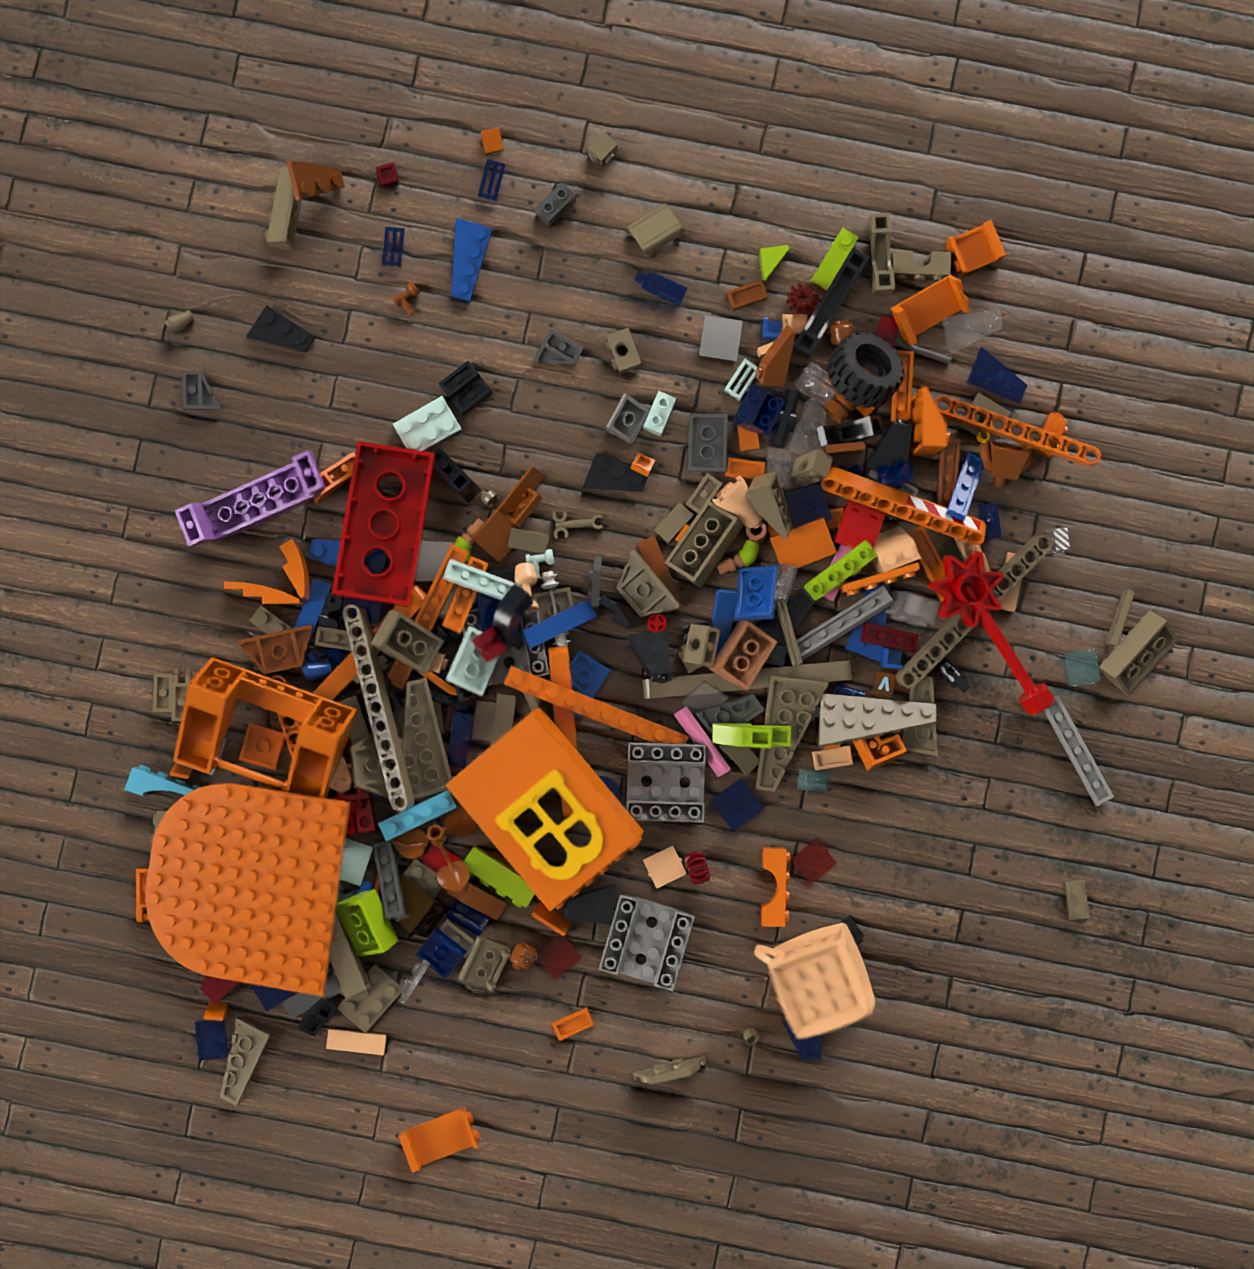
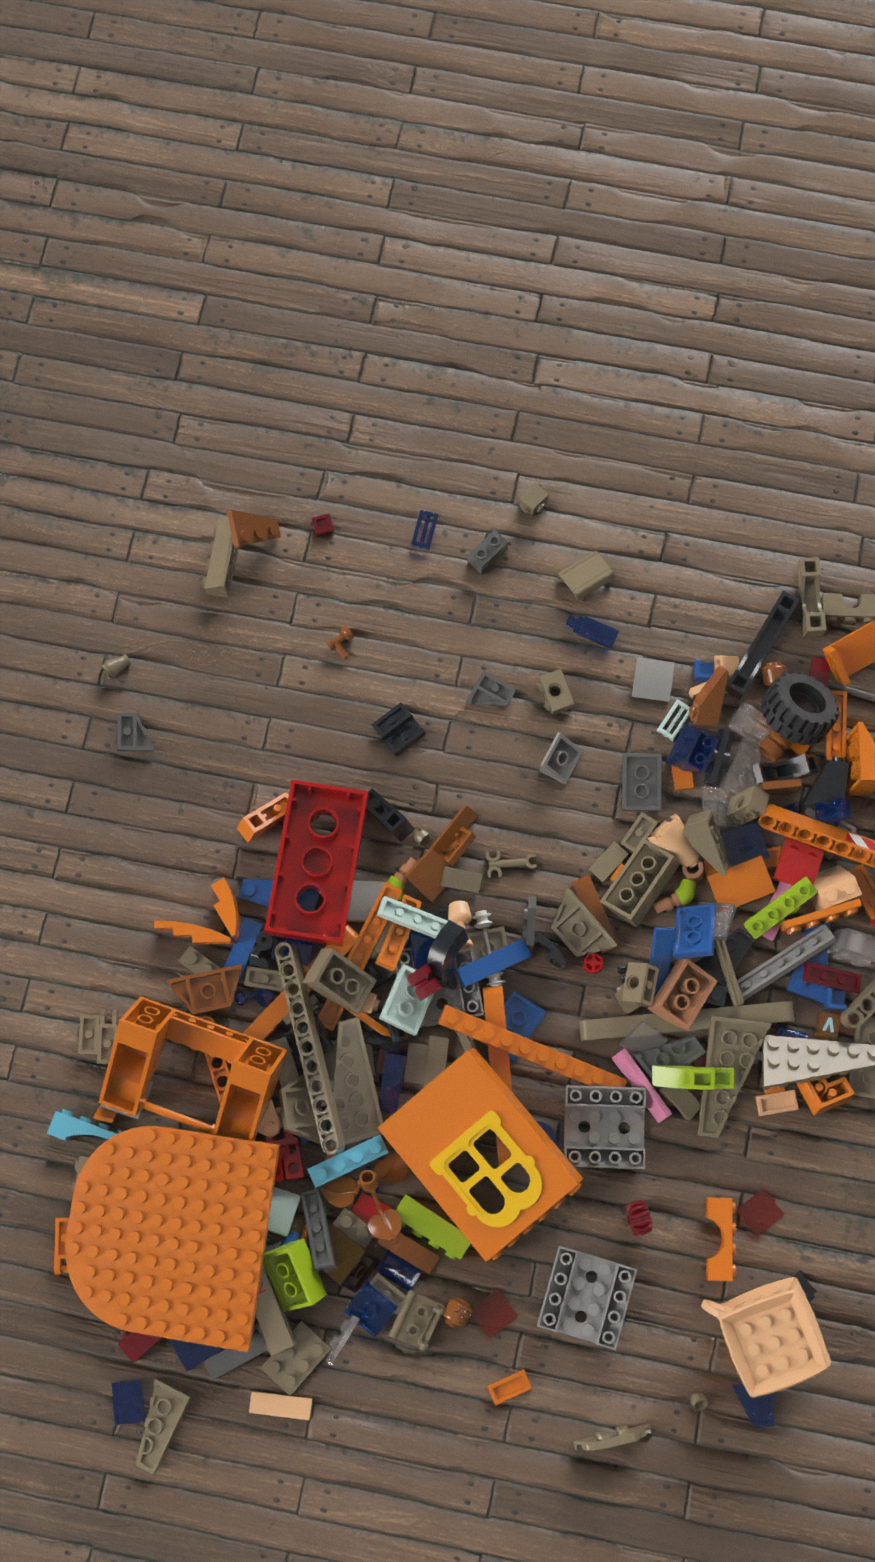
camera: 10 degrees right, 10 degrees down
(216, 1012) = (134, 1371): orange slope -> none
(252, 502) = (187, 840): medium lavender slope -> none
(262, 746) = (188, 1090): orange tile -> none
(278, 330) = (213, 673): black wing -> none
(316, 670) = (244, 1012): blue cone -> none
(316, 1015) = (236, 1380): black slope -> none
(392, 262) = (326, 608): clear blue tile -> none
(427, 426) = (360, 766): light aqua plate -> none
(439, 1138) = (367, 1512): orange panel -> none
(469, 253) = (402, 600): blue wing -> none
(492, 140) = (425, 492): orange slope -> none
(535, 559) = (480, 896): light aqua piece -> none
(551, 919) = (486, 1272): orange slope -> none
(592, 906) = (529, 1259): black slope -> none
(613, 475) = (548, 815): black wing -> none
(642, 464) = (576, 803): orange tile -> none
(653, 654) = (590, 995): black slope -> none
(659, 413) = (593, 753): light aqua brick -> none
(664, 866) = (604, 1218): light nougat piece -> none
(737, 804) = (679, 1151): clear blue plate -> none
(745, 468) = (681, 807): orange tile -> none
(747, 295) = (678, 637): dark orange tile -> none
(771, 258) = (701, 602): lime slope -> none
(806, 293) = (737, 636): clear red gear -> none
(812, 780) = (757, 1126): clear light blue slope -> none
(834, 259) = (764, 602): lime slope -> none

